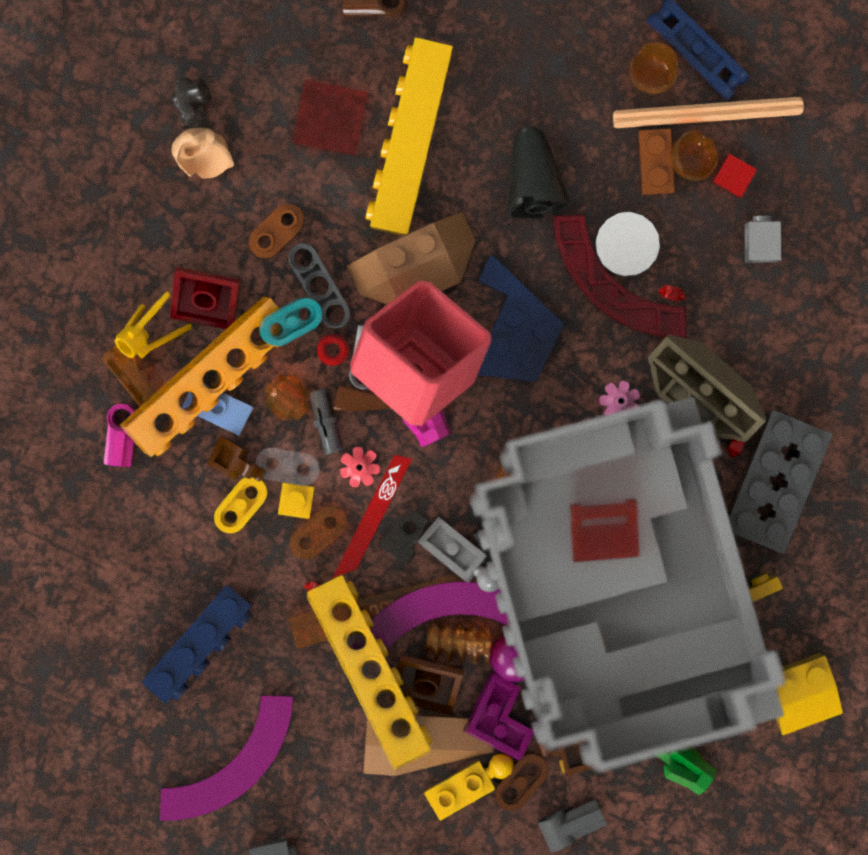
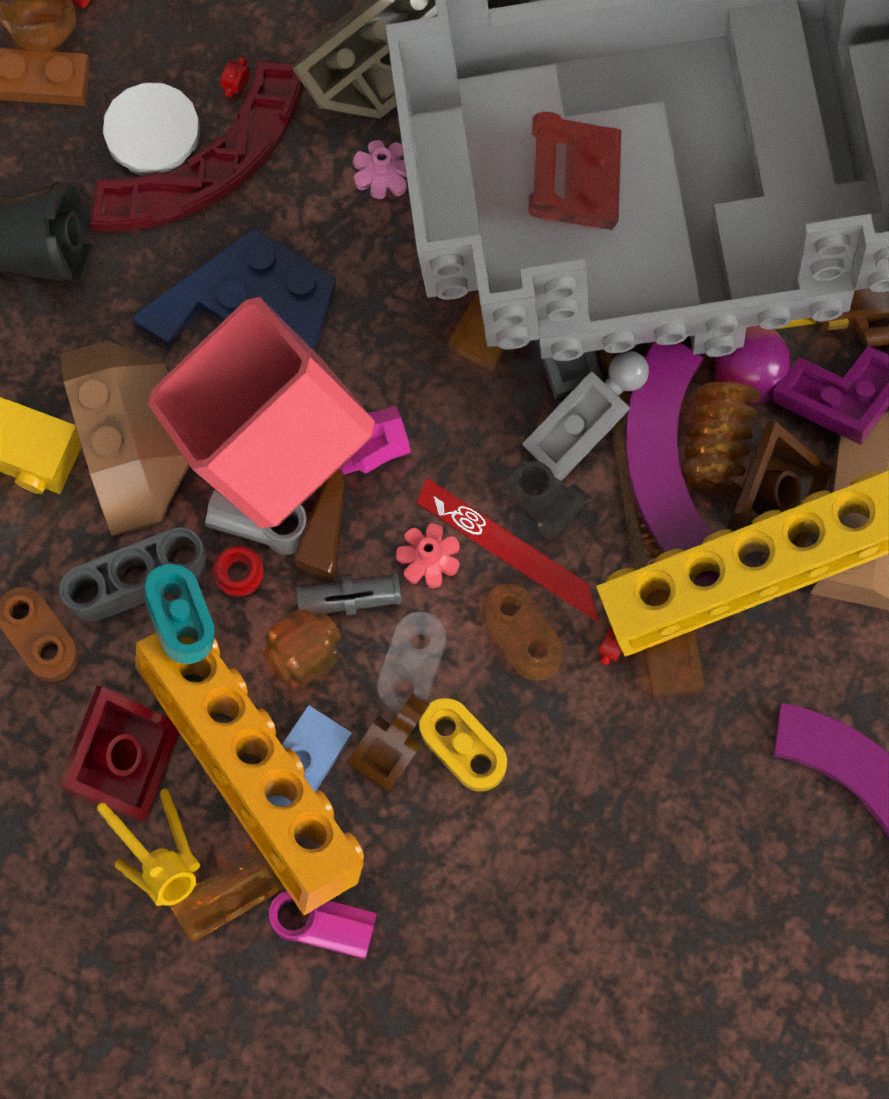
camera: 80 degrees left, 15 degrees down
(201, 638) = (680, 841): dark blue brick -> none
(296, 500) = (467, 659): yellow plate -> none

